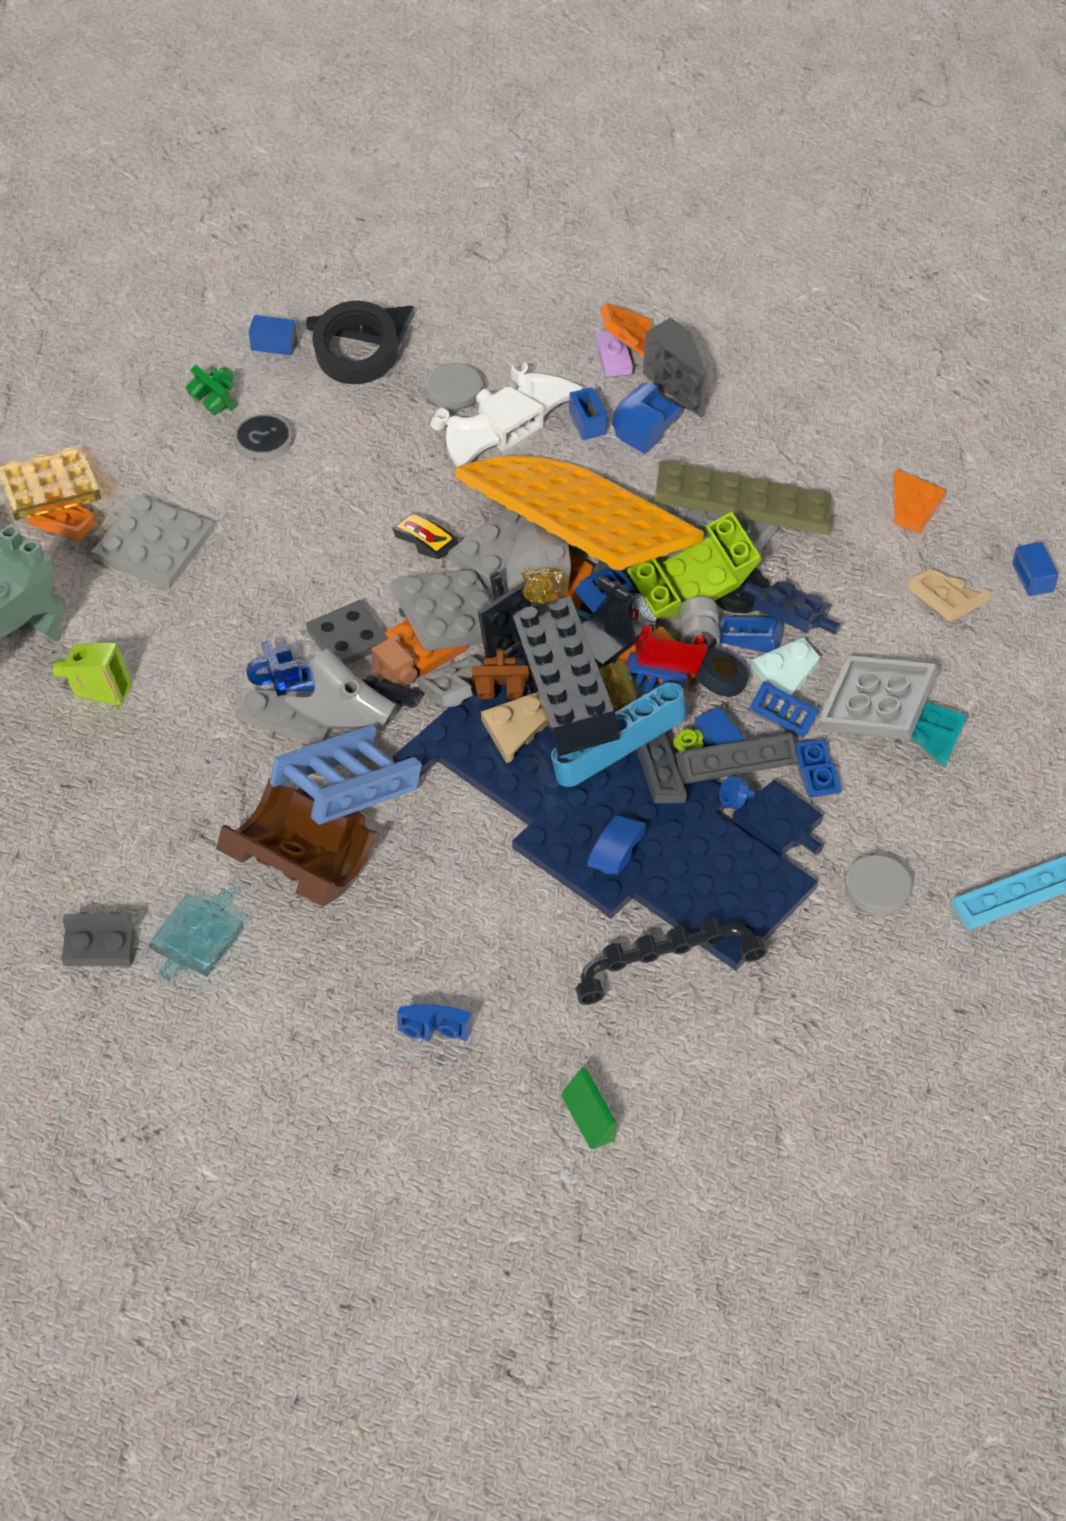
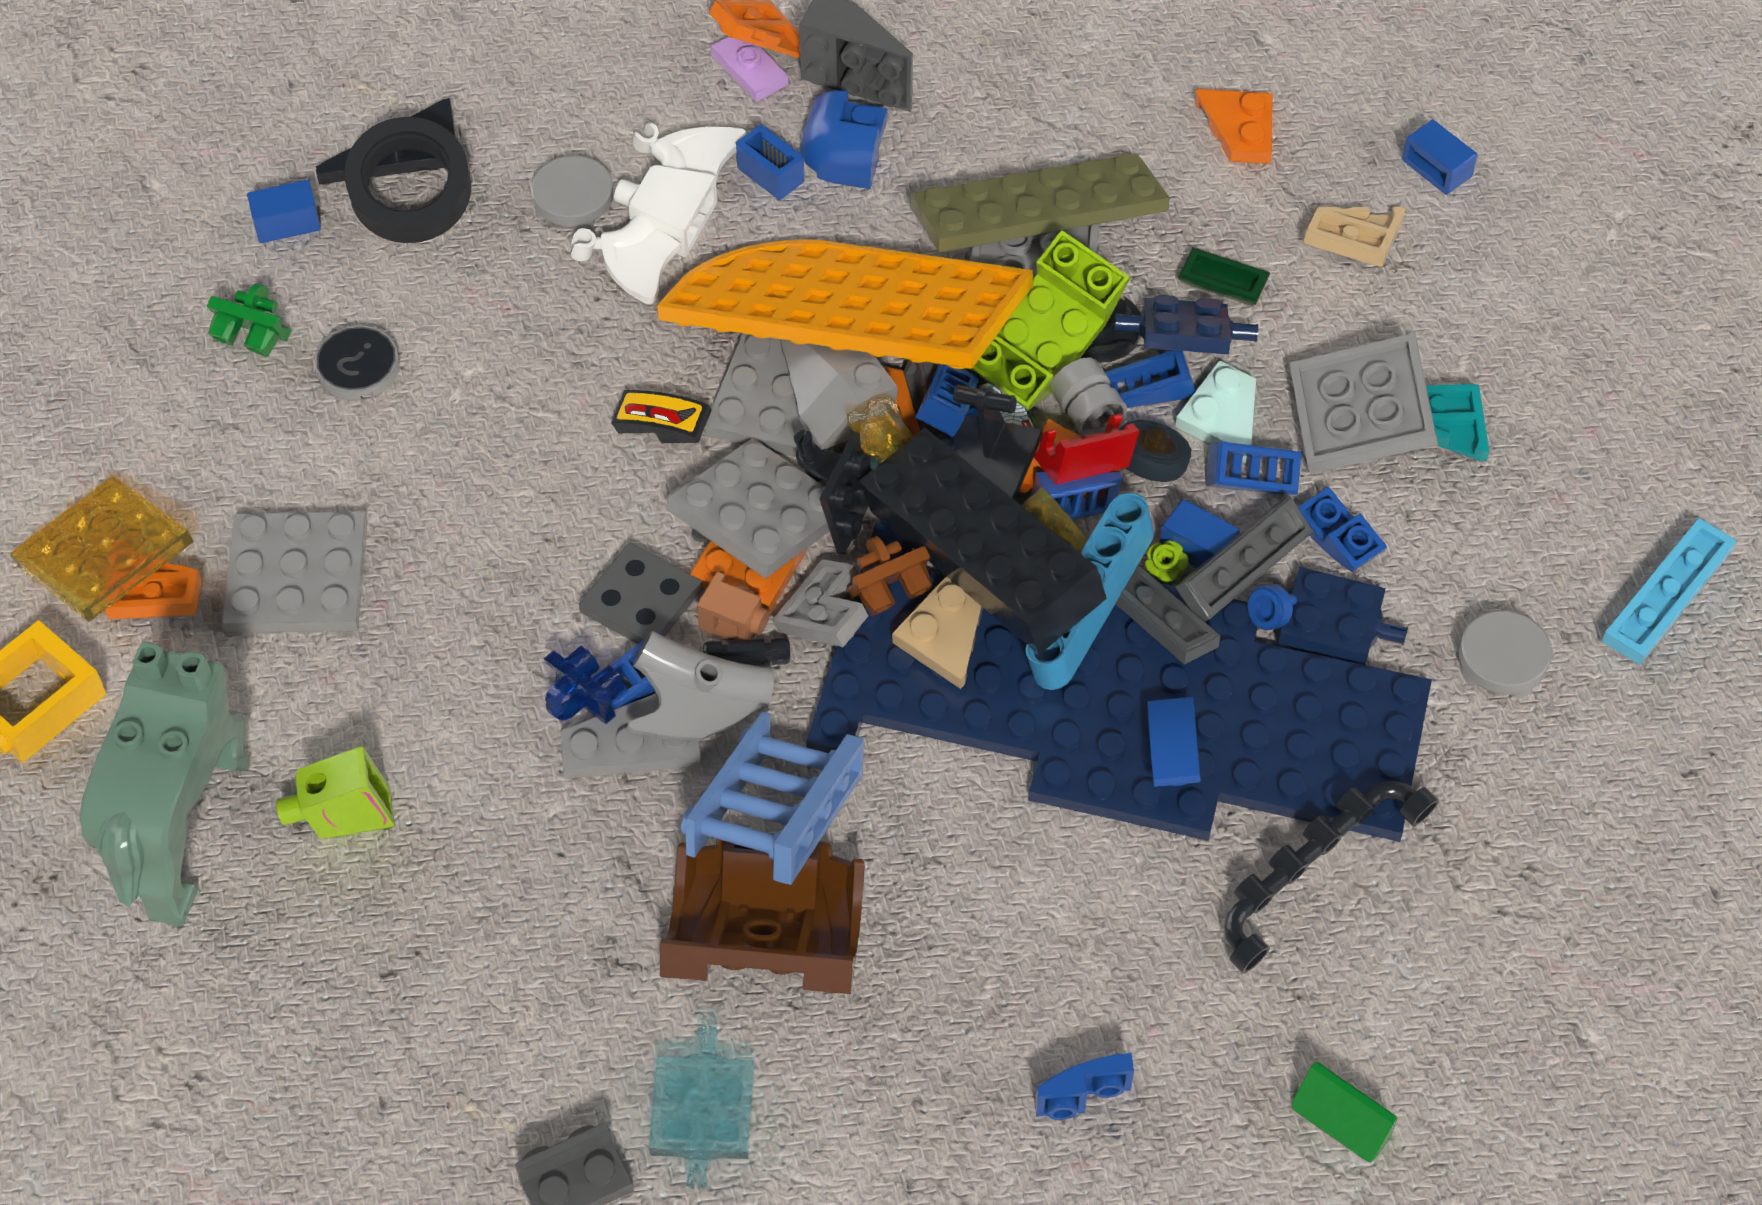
camera: 25 degrees left, 5 degrees up
(840, 589) = (1223, 276): none -> dark green tile

